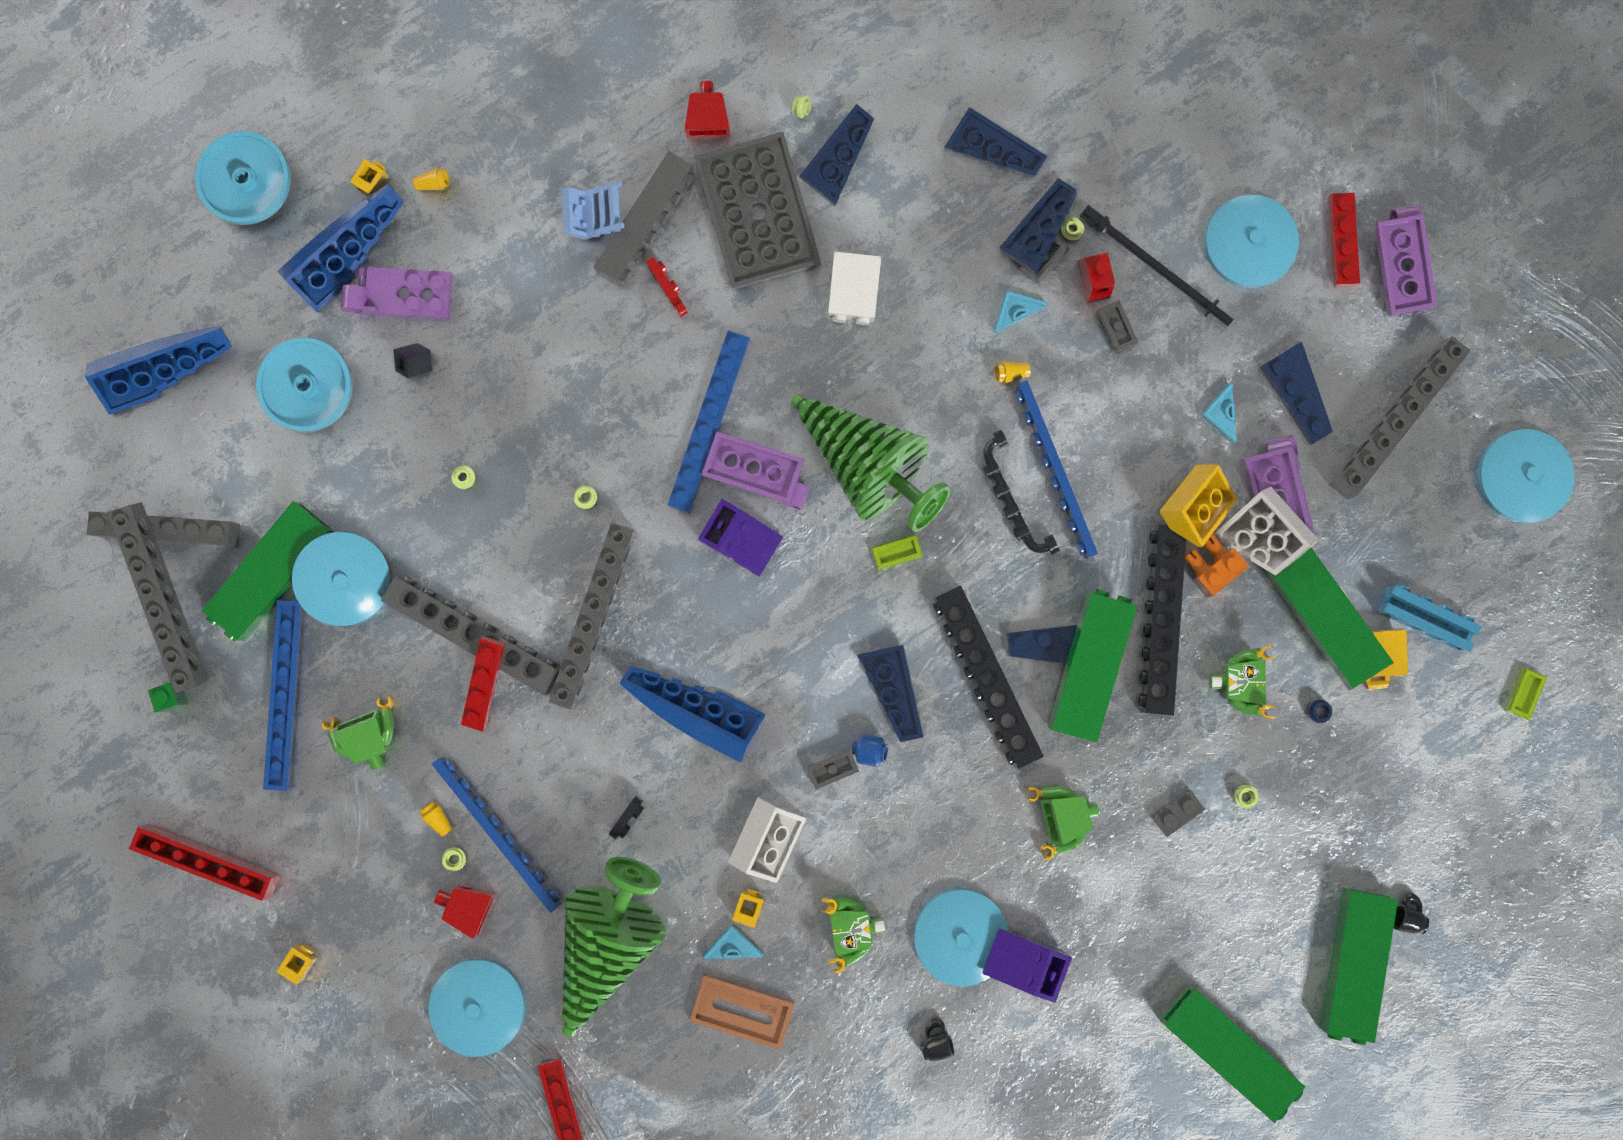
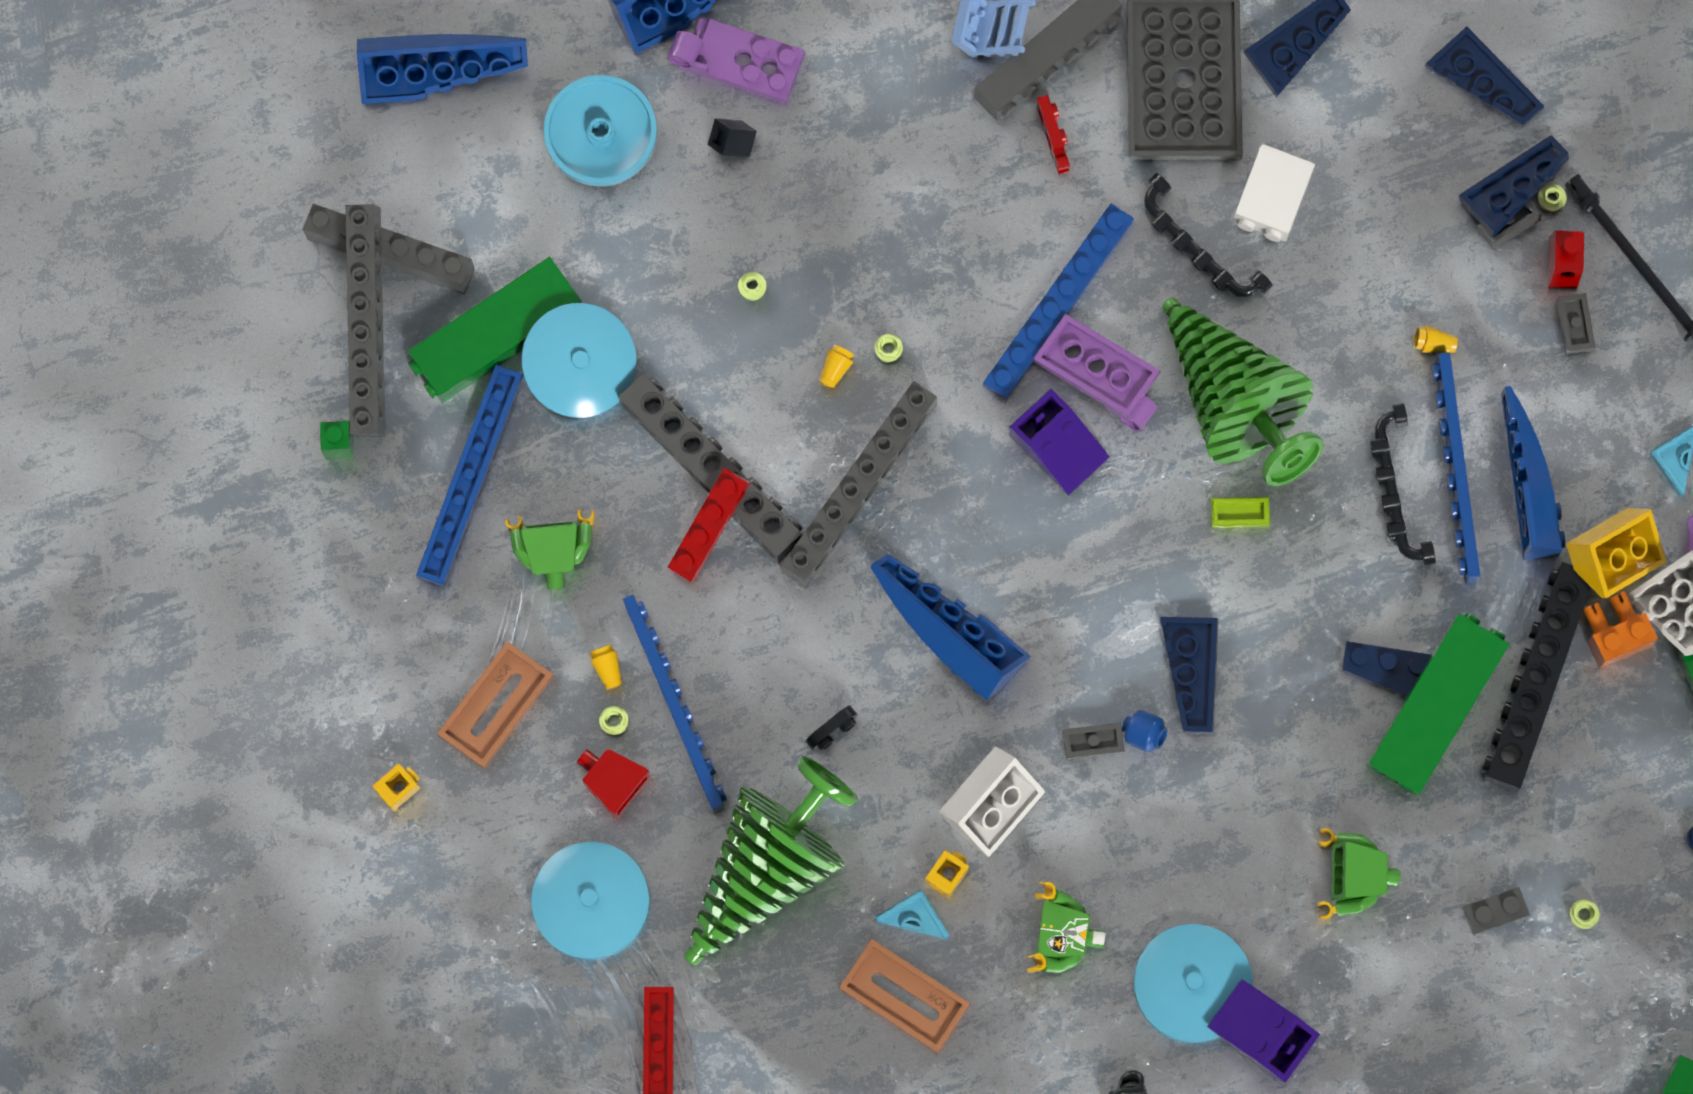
camera: 20 degrees right, 10 degrees down
(204, 862) = (325, 638): red brick -> none
(334, 898) = (504, 665): none -> nougat piece
(547, 524) = (835, 366): none -> yellow cone
(793, 345) = (1202, 259): none -> black bar
(1015, 308) = (1461, 270): medium azure tile -> none
(1030, 749) = (1296, 583): black brick -> none
(1117, 466) = (1532, 485): none -> blue wedge
(1245, 682) = (1618, 775): bright green torso -> none

